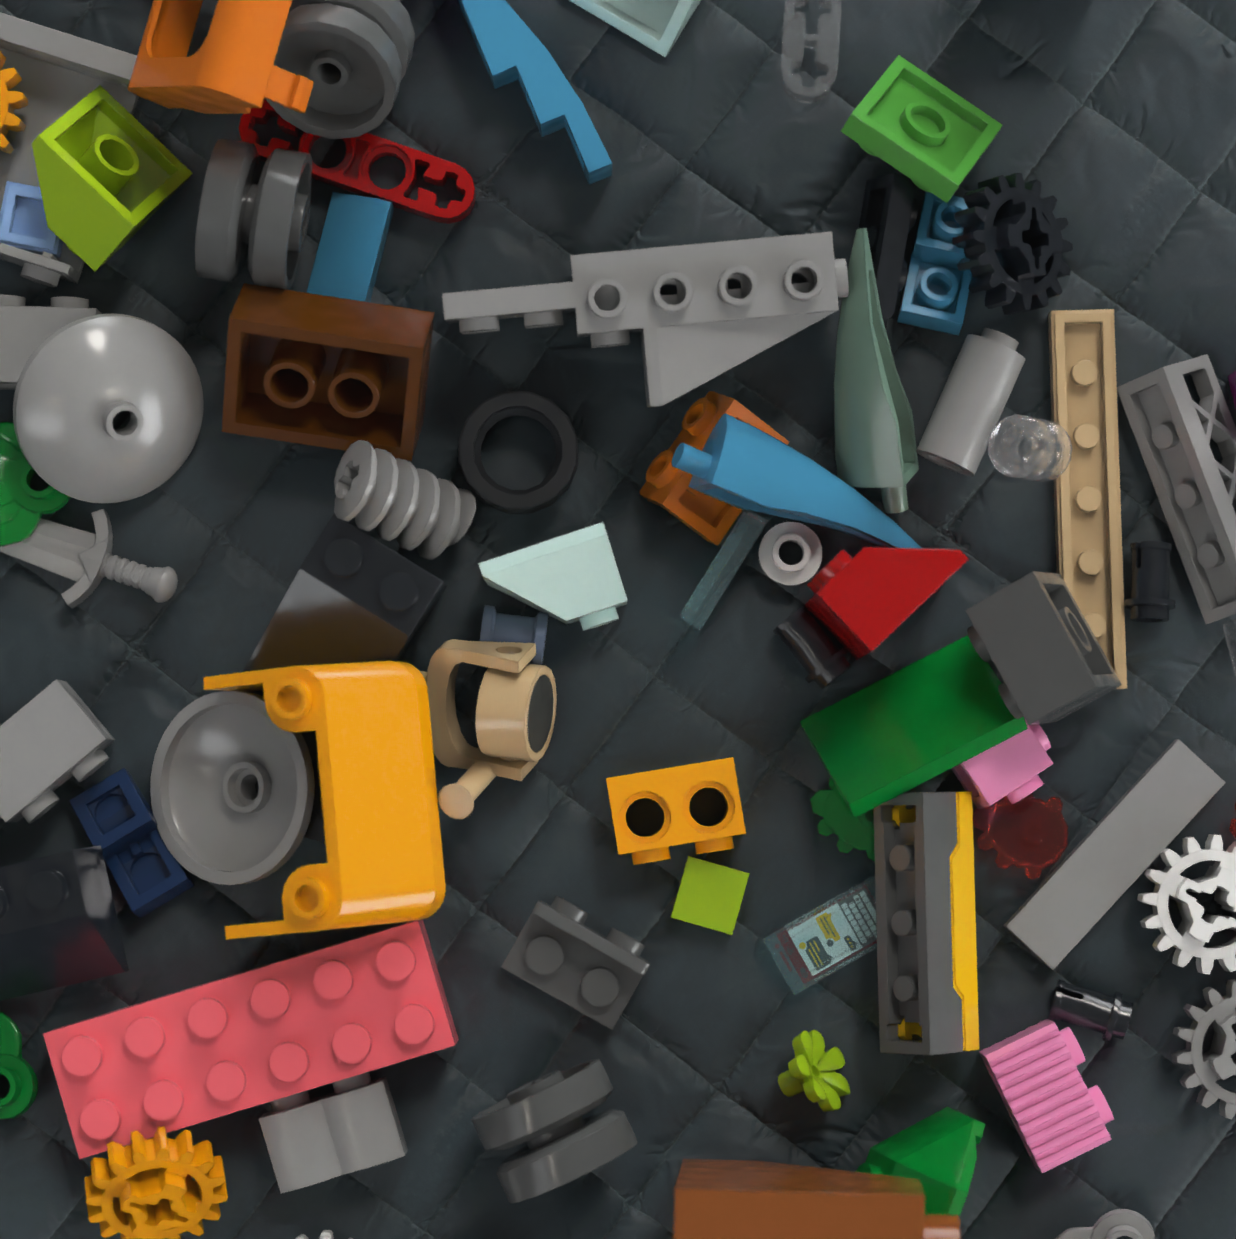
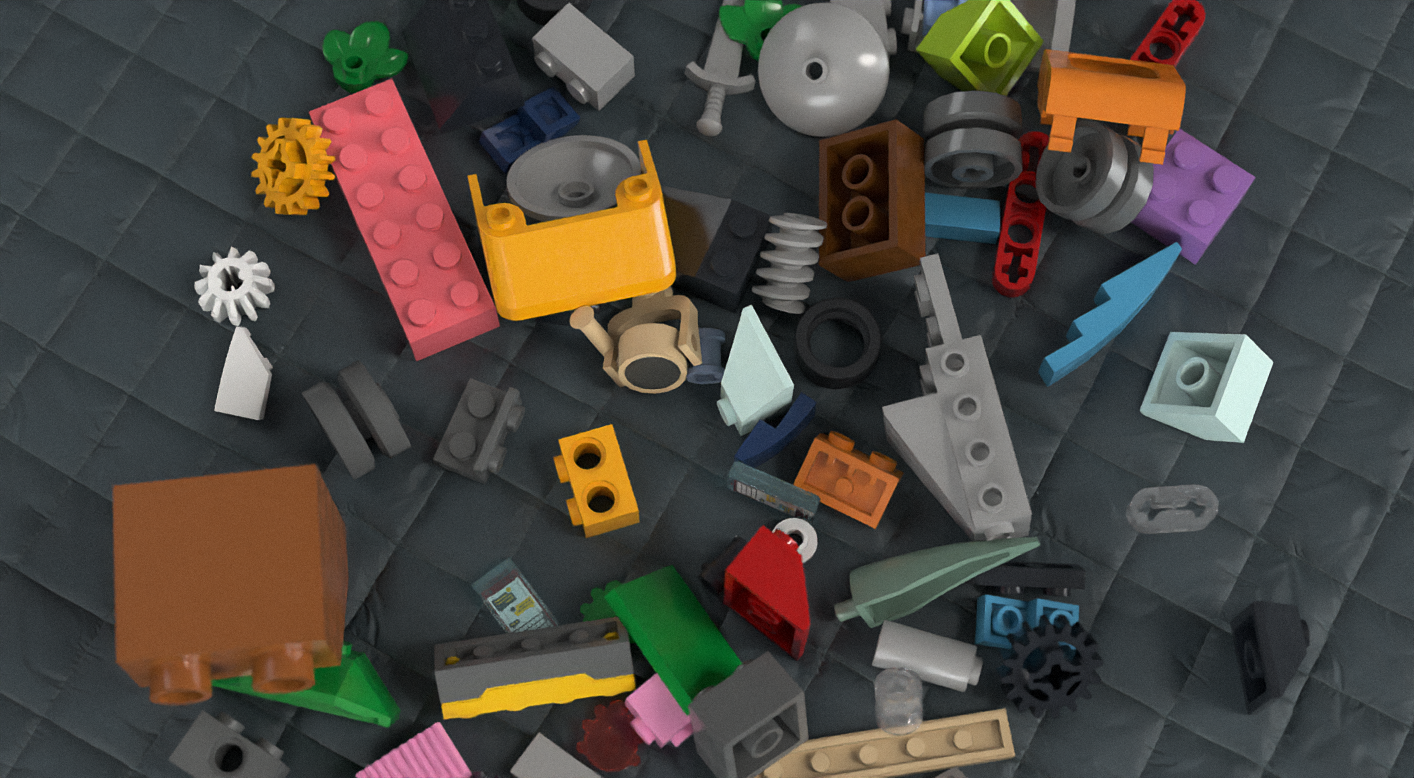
camera: 85 degrees right, 15 degrees down
(332, 1132) = (342, 281): light grey brick -> none
(650, 572) = (766, 442): none -> dark blue slope
(709, 895) = (537, 517): lime tile -> none
(772, 478) = (846, 513): dark azure piece -> none
(815, 1072) = (415, 605): lime plant -> none
(921, 128) = (1122, 589): bright green plate -> none

